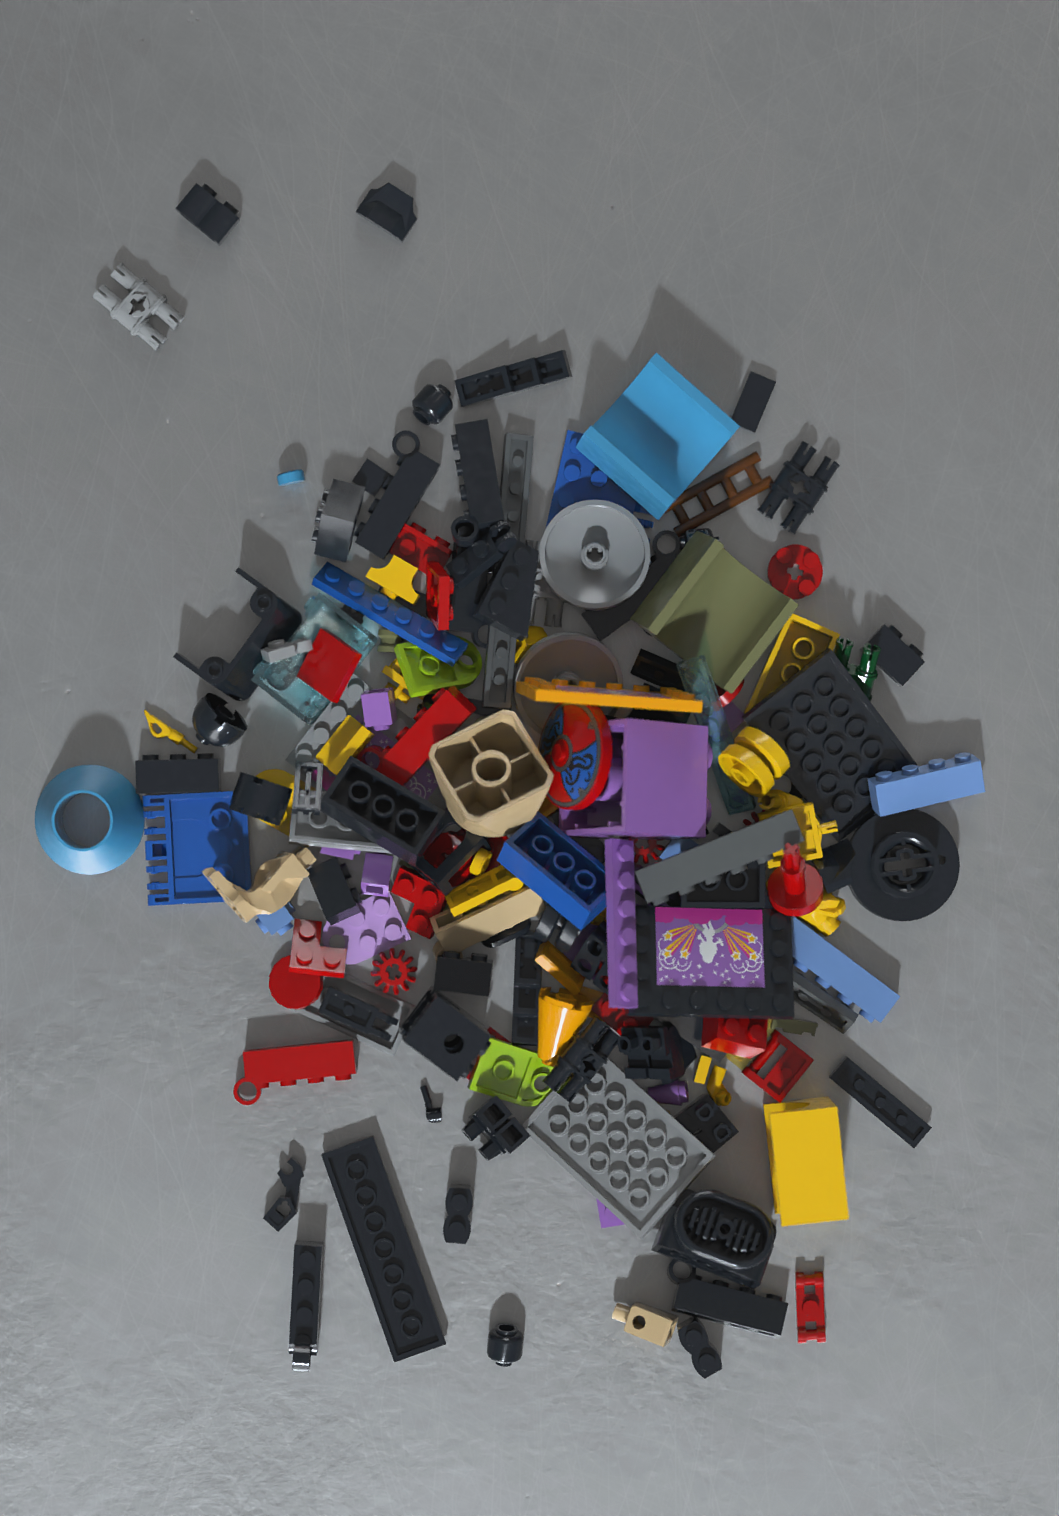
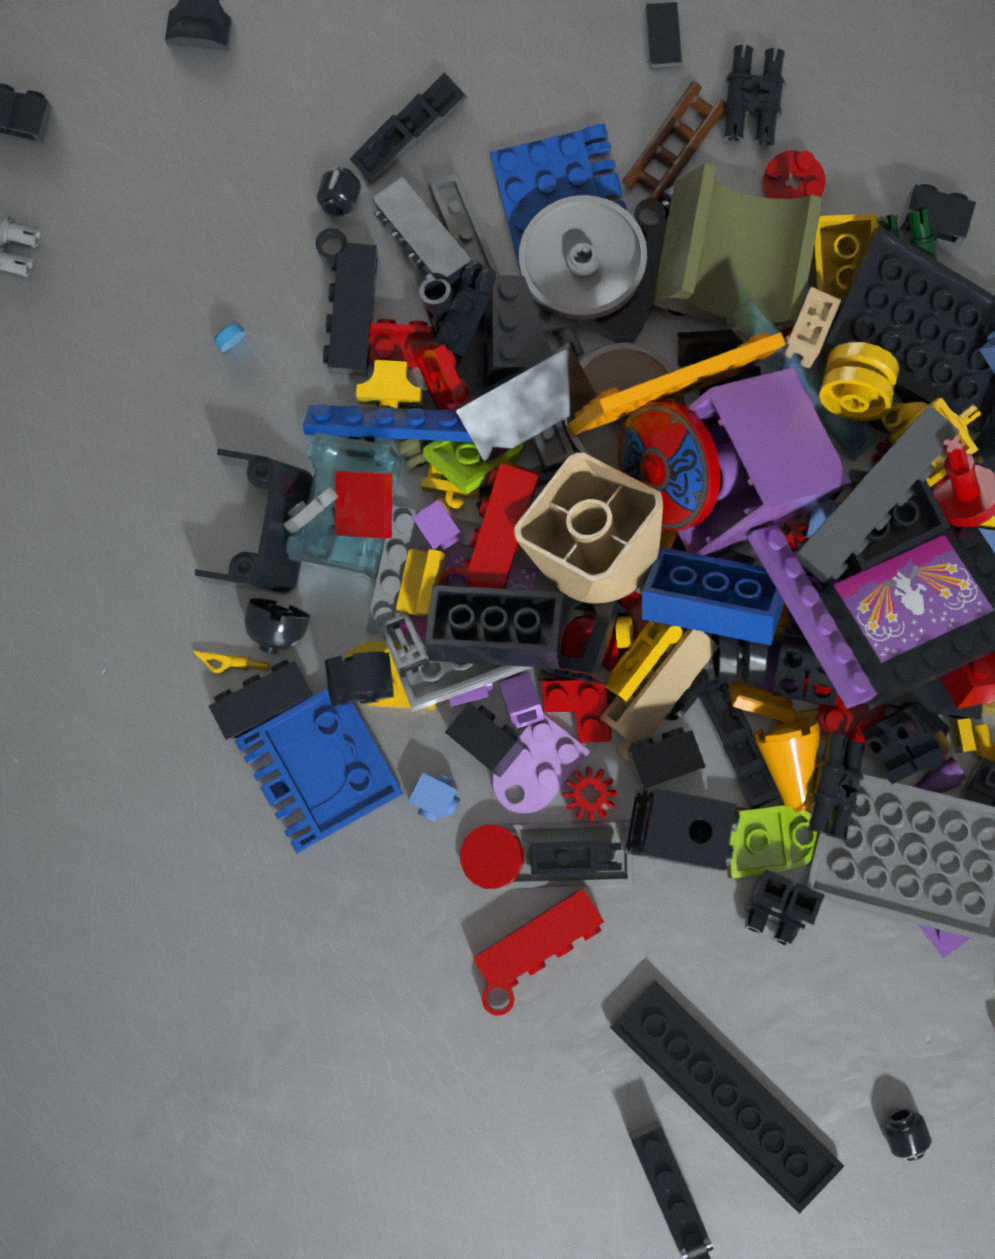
camera: 25 degrees left, 5 degrees down
(125, 819) = (232, 794): dark azure cone -> none
(271, 887) = (416, 764): tan hips -> none
(292, 1184) = (593, 1072): black piece -> none
(309, 956) = (493, 821): plate -> none
(337, 520) = (299, 352): black brick -> none
(371, 477) = (312, 298): black tile -> none
(432, 1114) = (705, 925): black hand -> none
(458, 1207) = (788, 1026): black brick -> none
(490, 652) = (526, 403): none -> tile
(657, 436) = (586, 104): dark azure piece -> none
(739, 701) = (812, 326): none -> tan hinge

